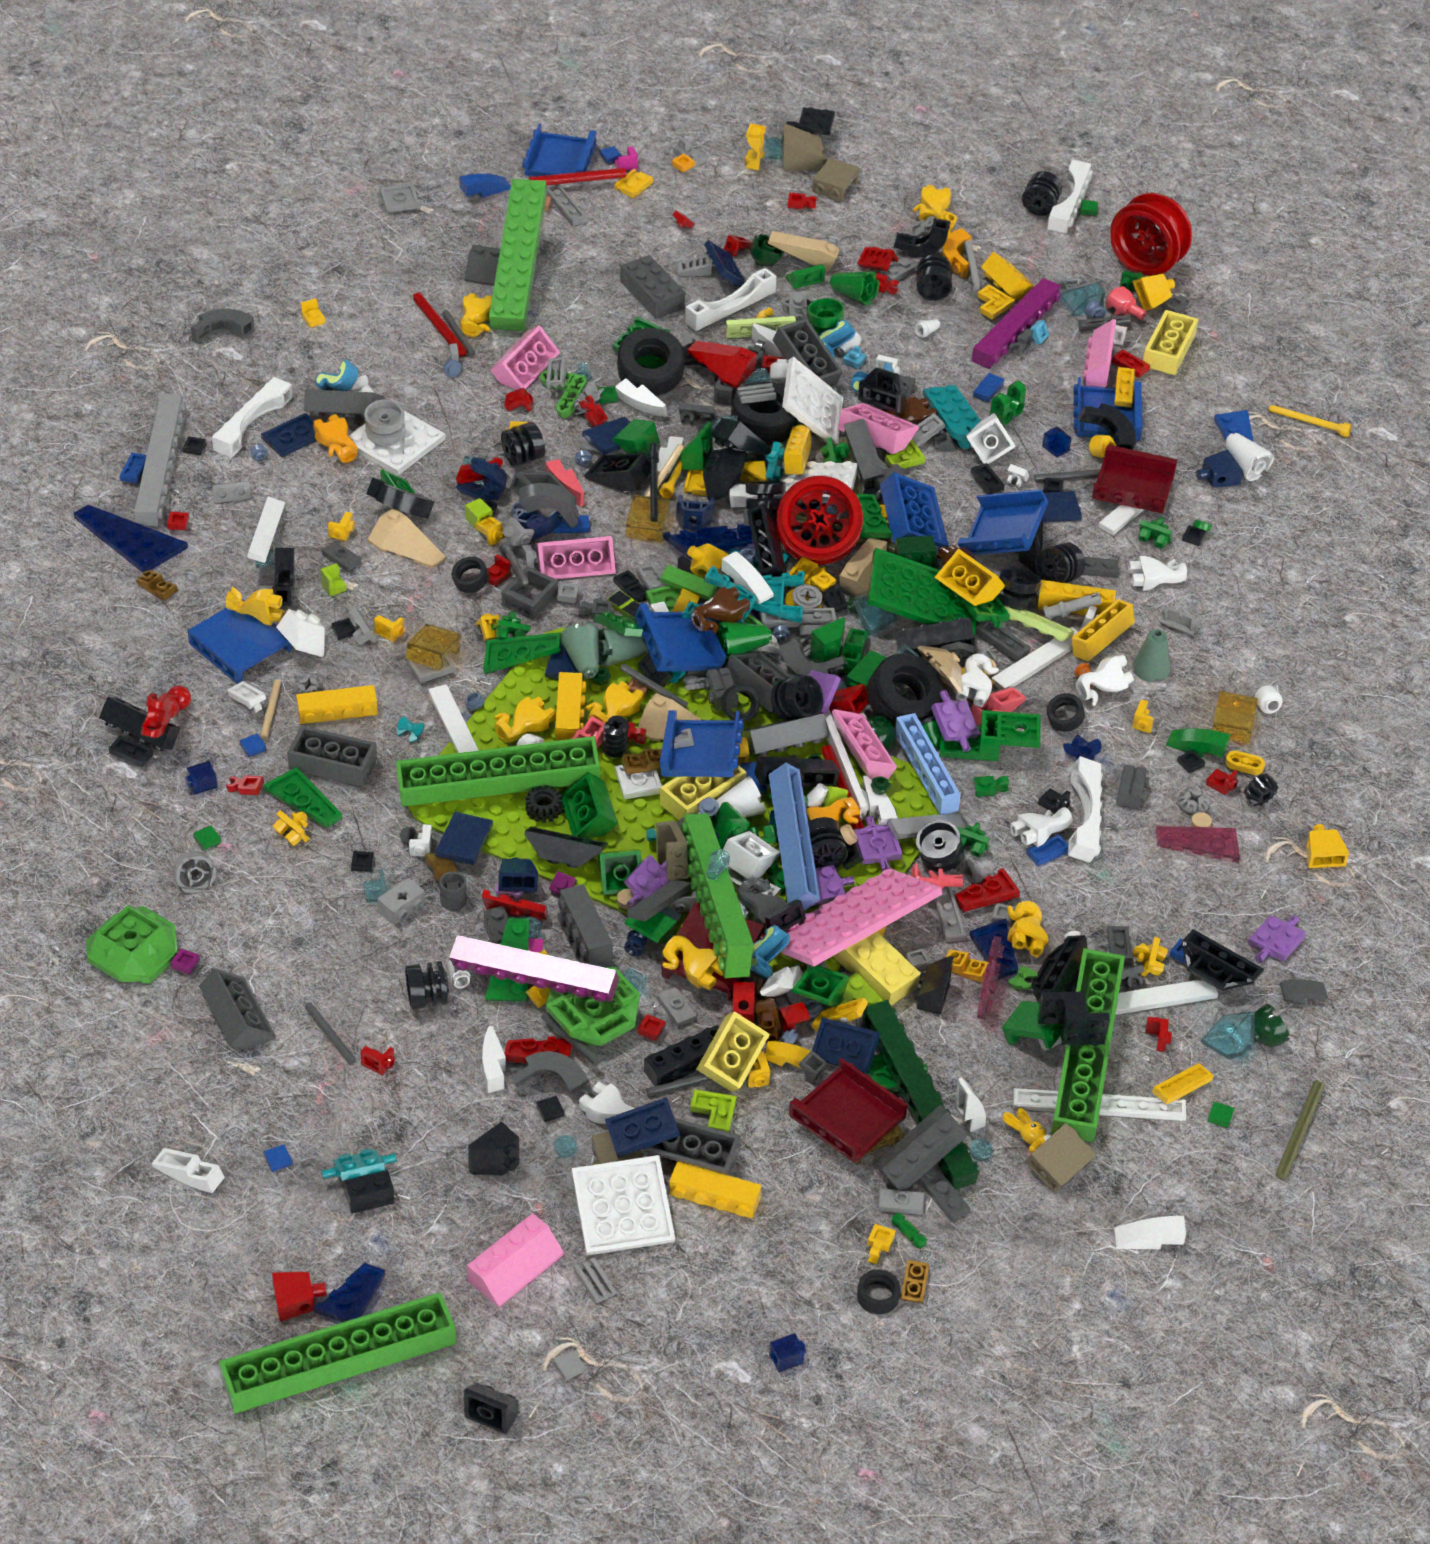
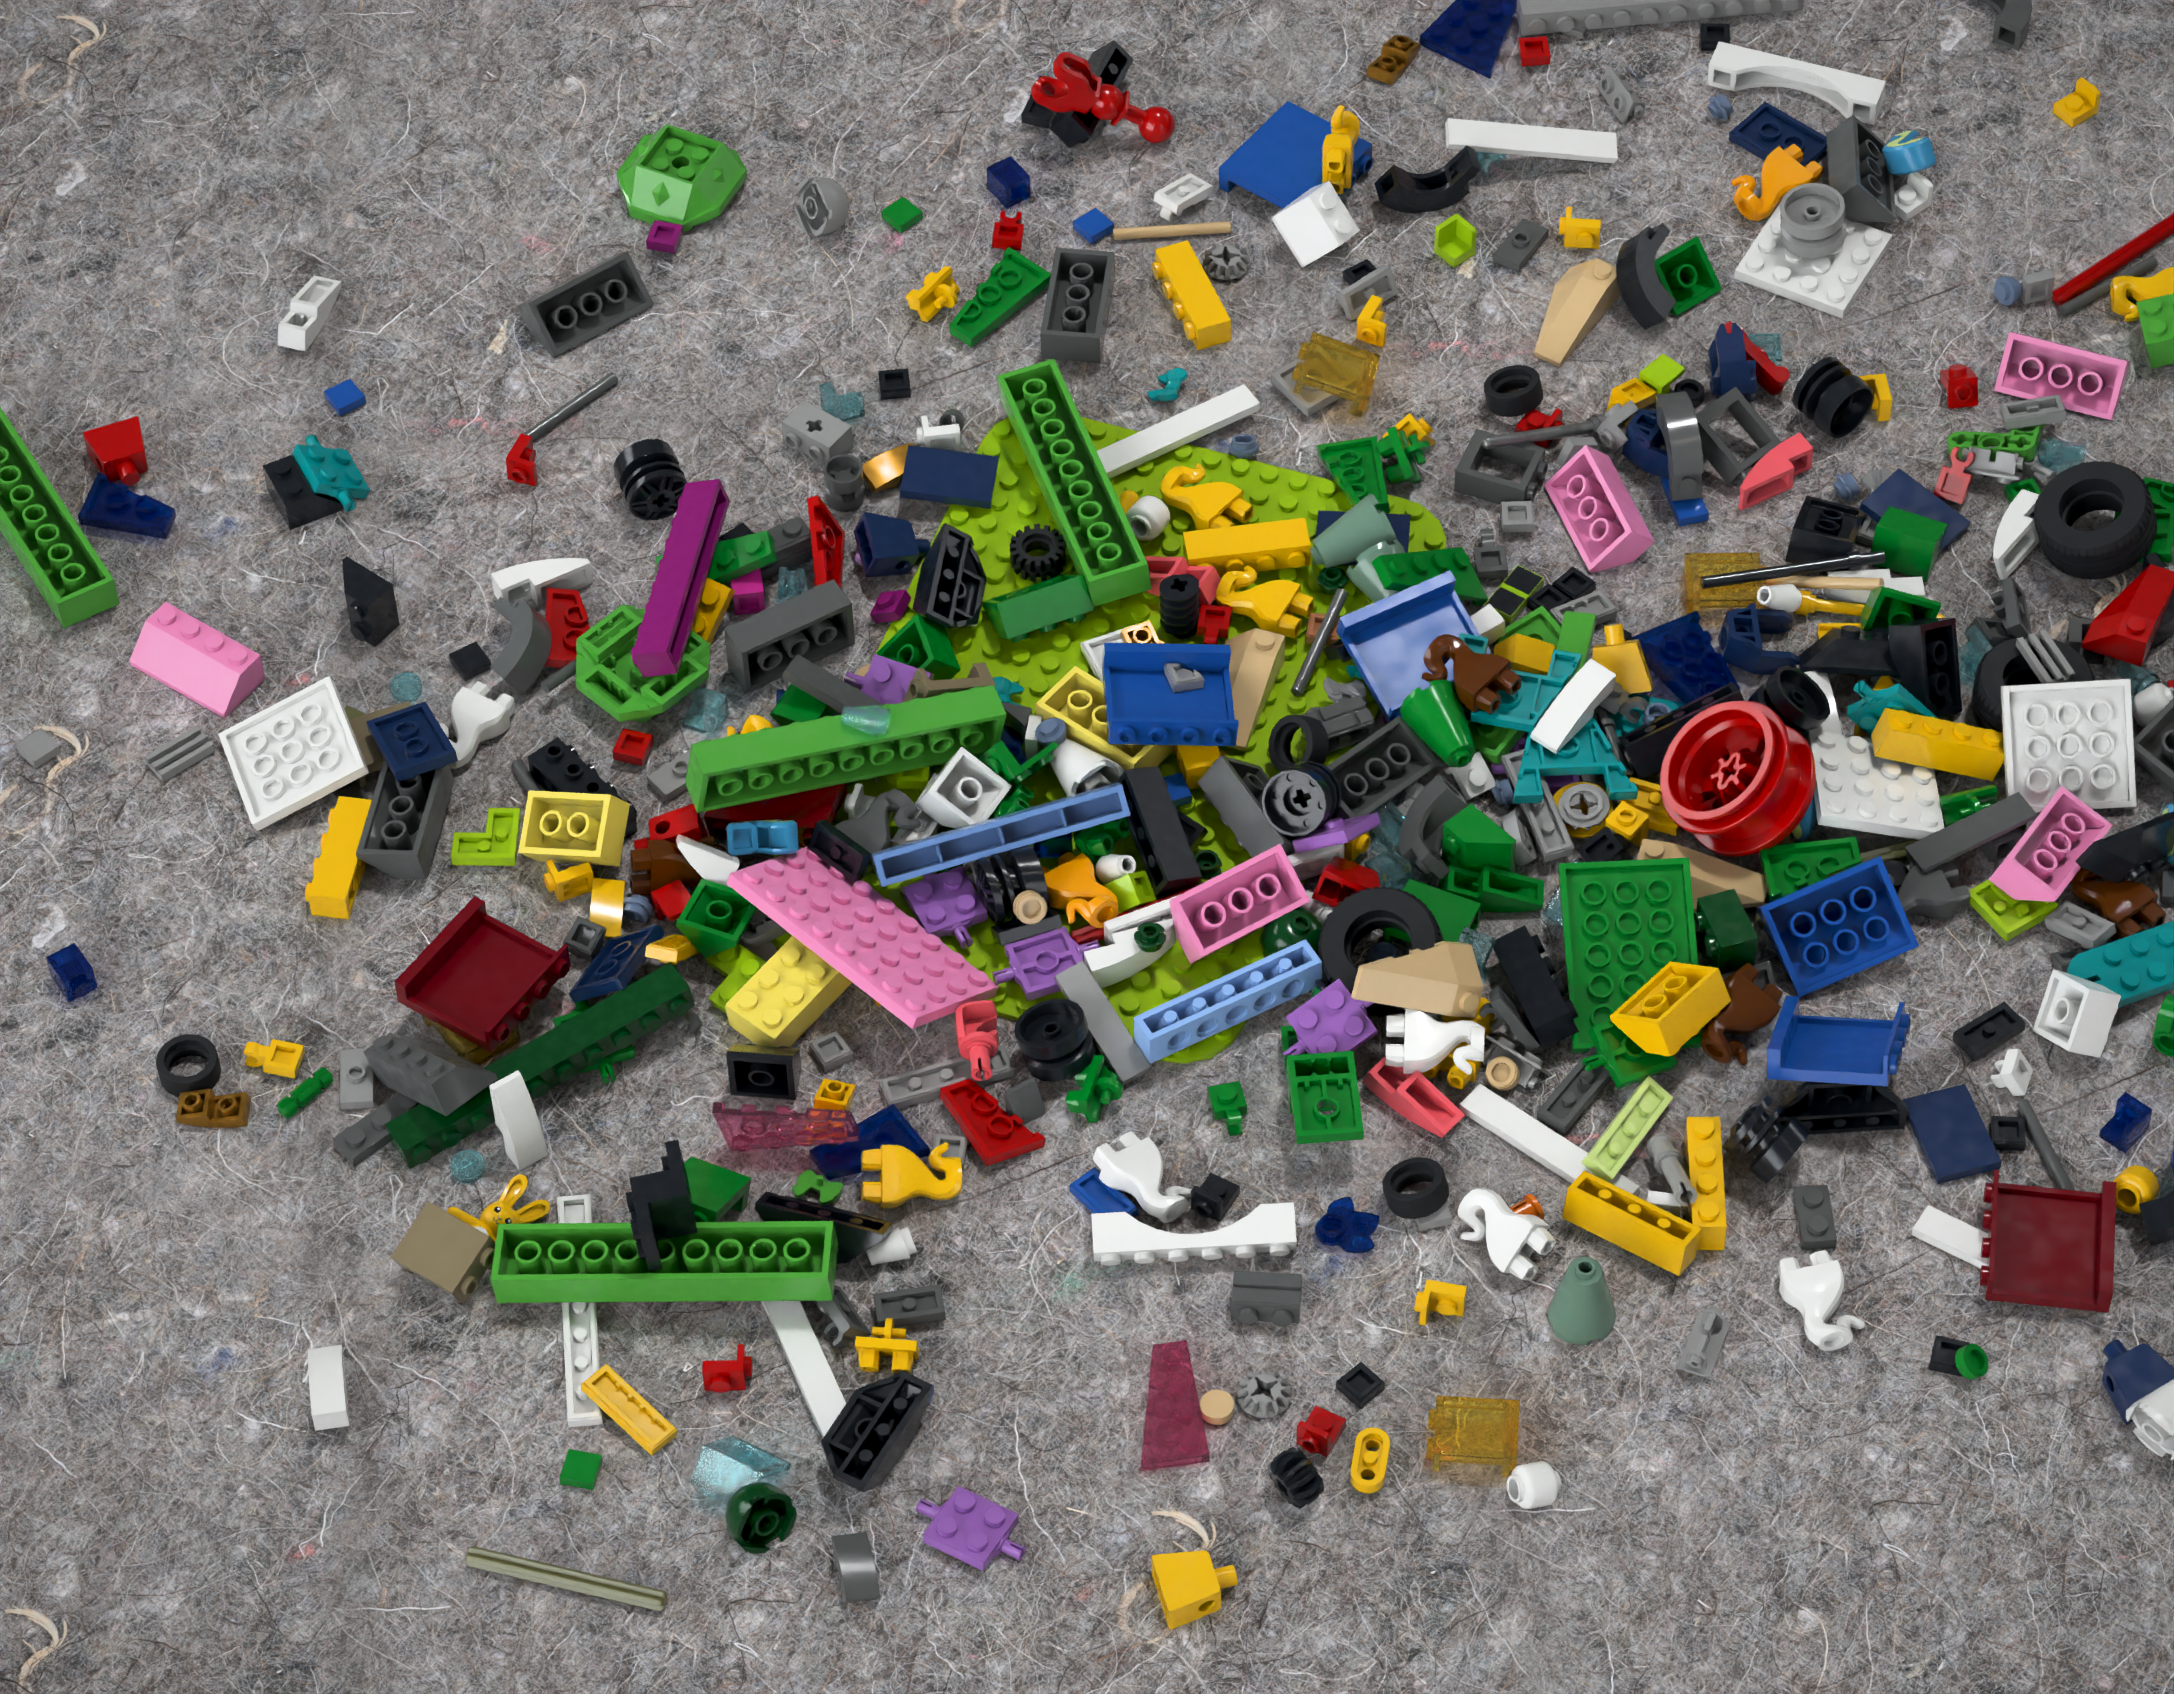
camera: 85 degrees right, 5 degrees up
(665, 492) = (1780, 597): none -> white cone
(1019, 588) = (1692, 1085): black wheel -> none
(1157, 530) = (1932, 1290): green hips -> none
(1200, 741) = (1400, 1389): green slope -> none

